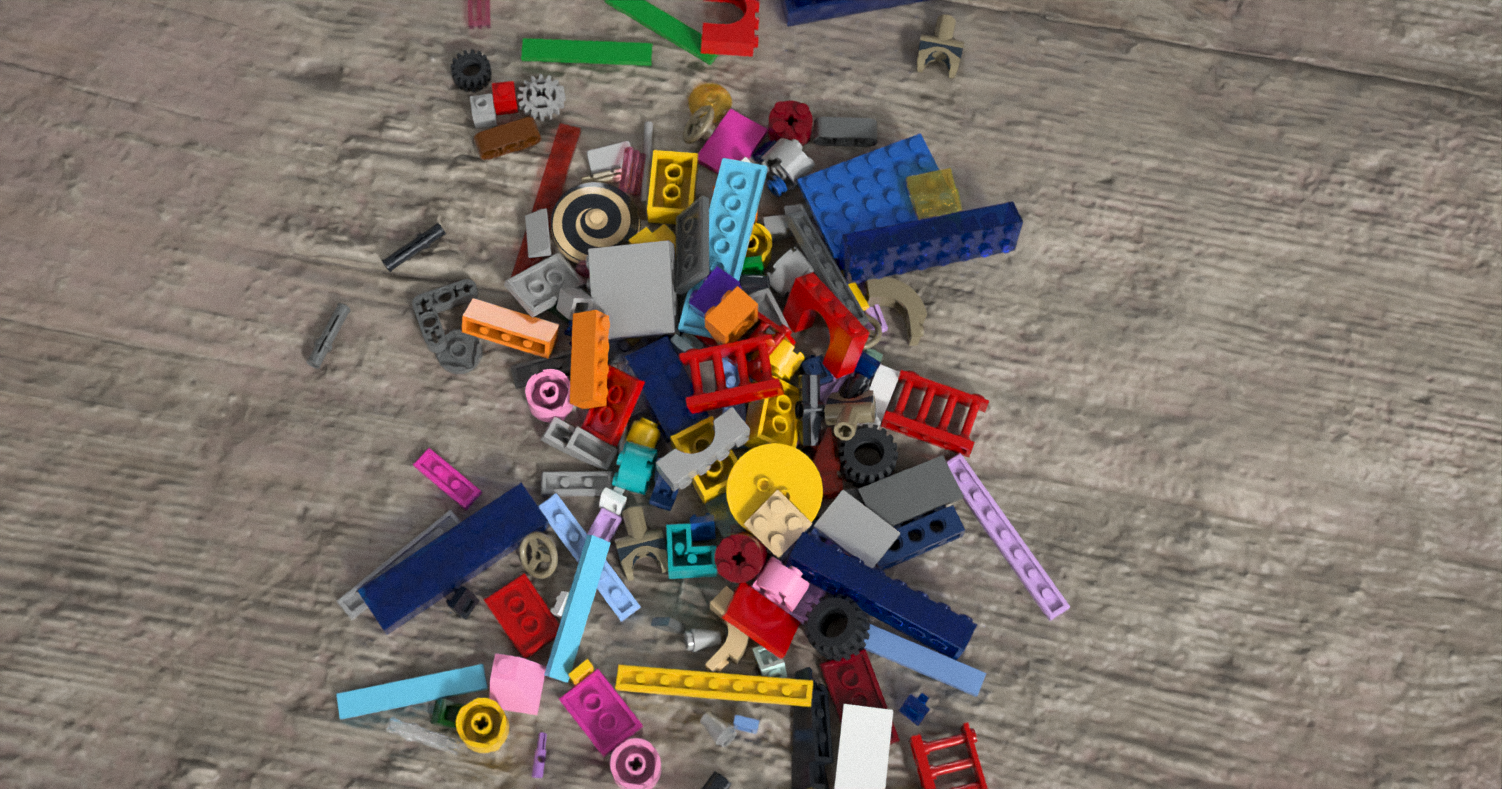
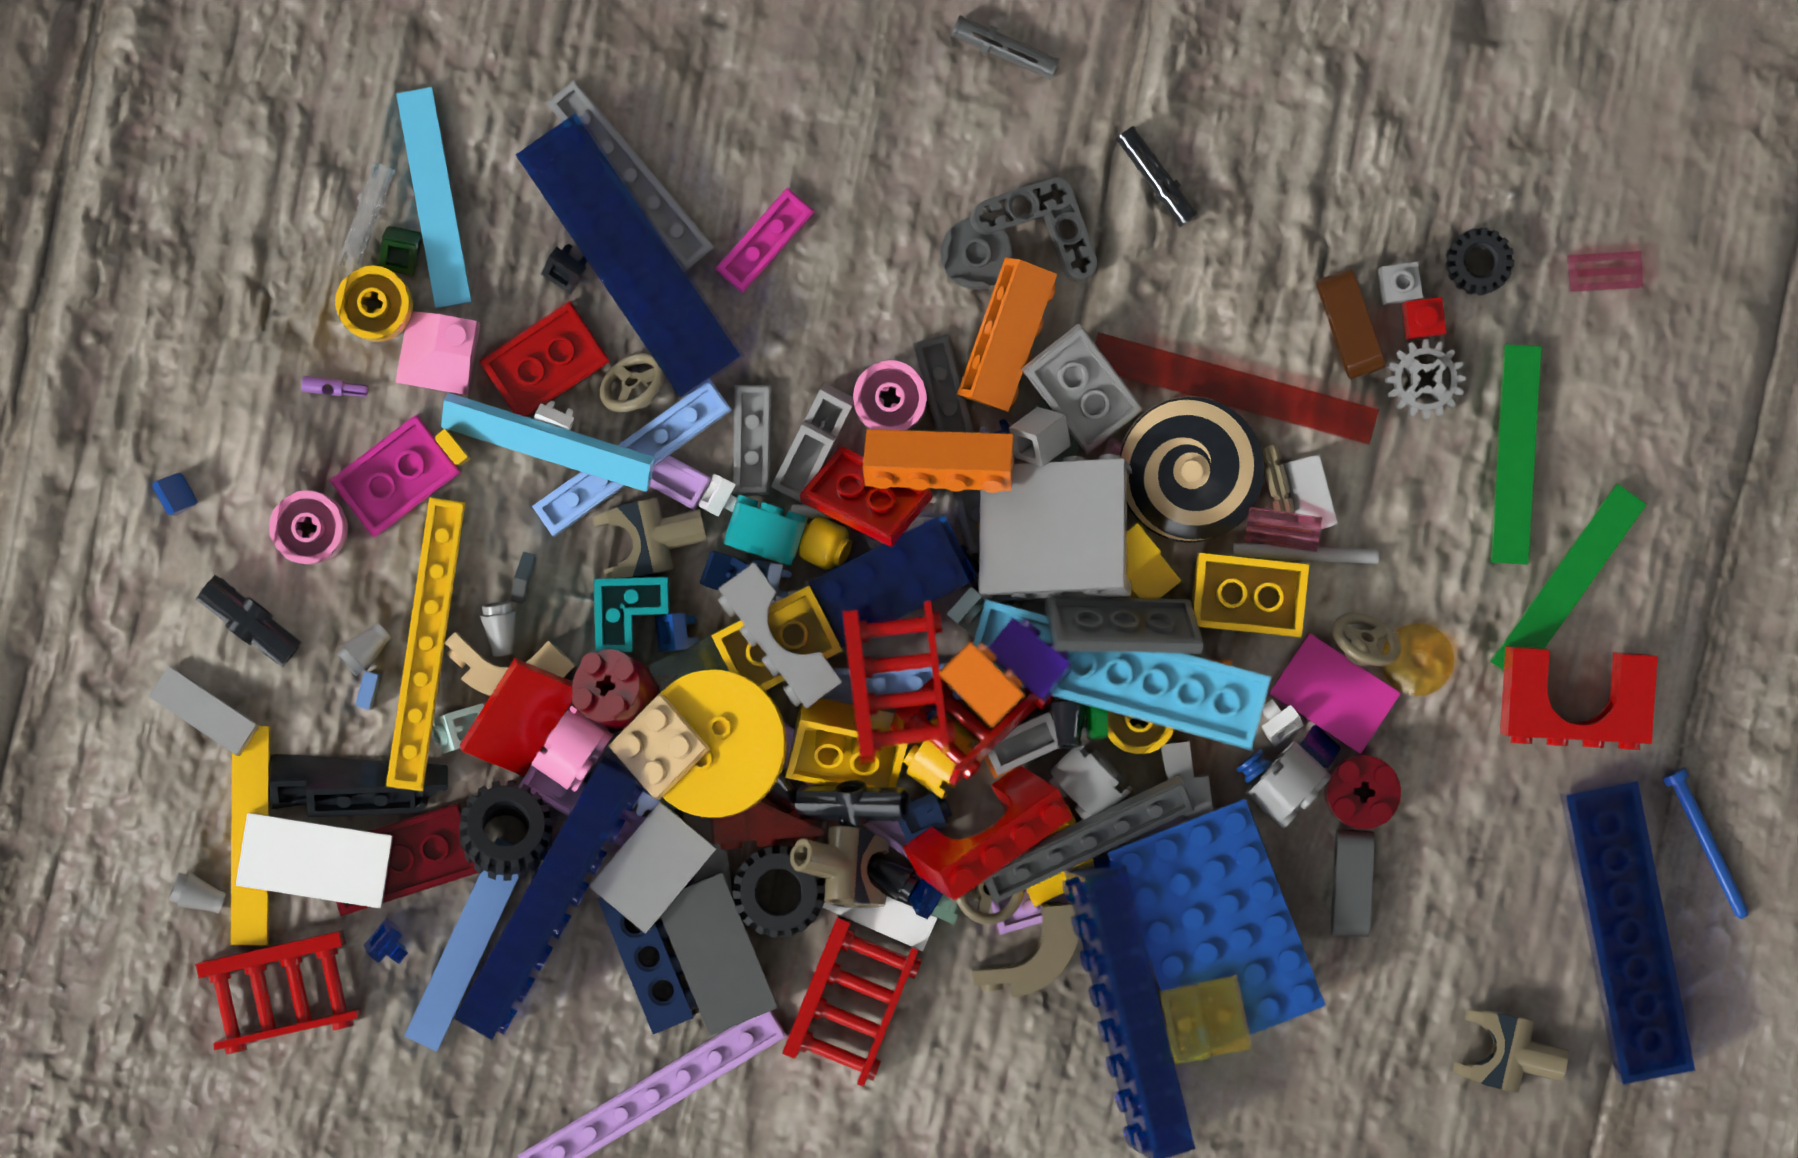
camera: 90 degrees right, 20 degrees up
(538, 234) = (1171, 376): light grey slope -> none

